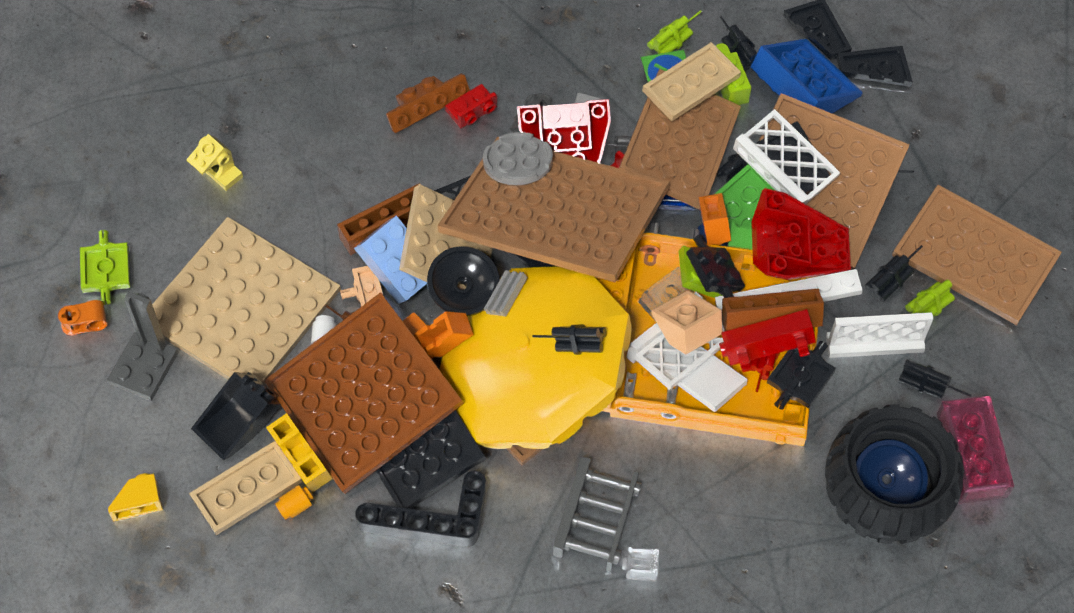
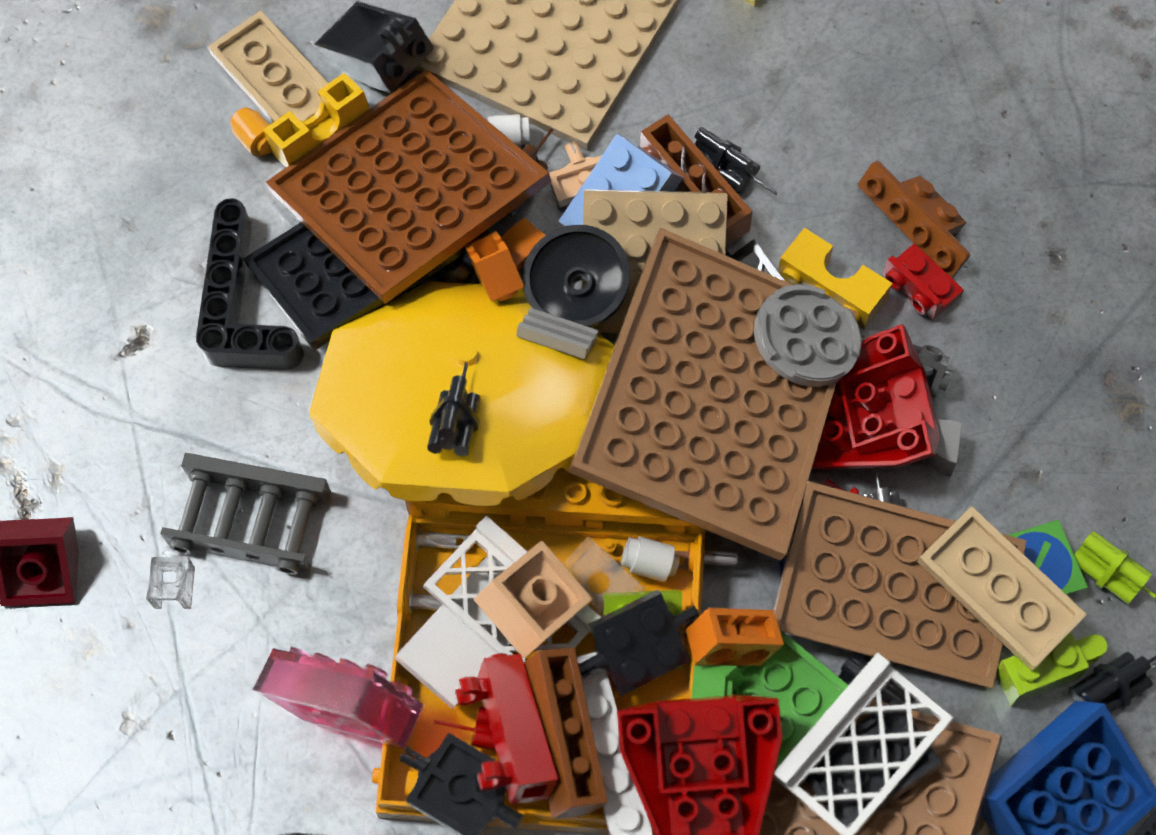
camera: 90 degrees right, 5 degrees up
(367, 199) = (728, 160): none -> black piece
(454, 164) = (806, 265): none -> yellow arch
(654, 267) = (650, 558): none -> white brick
(741, 442) = (340, 695): none -> clear pink brick

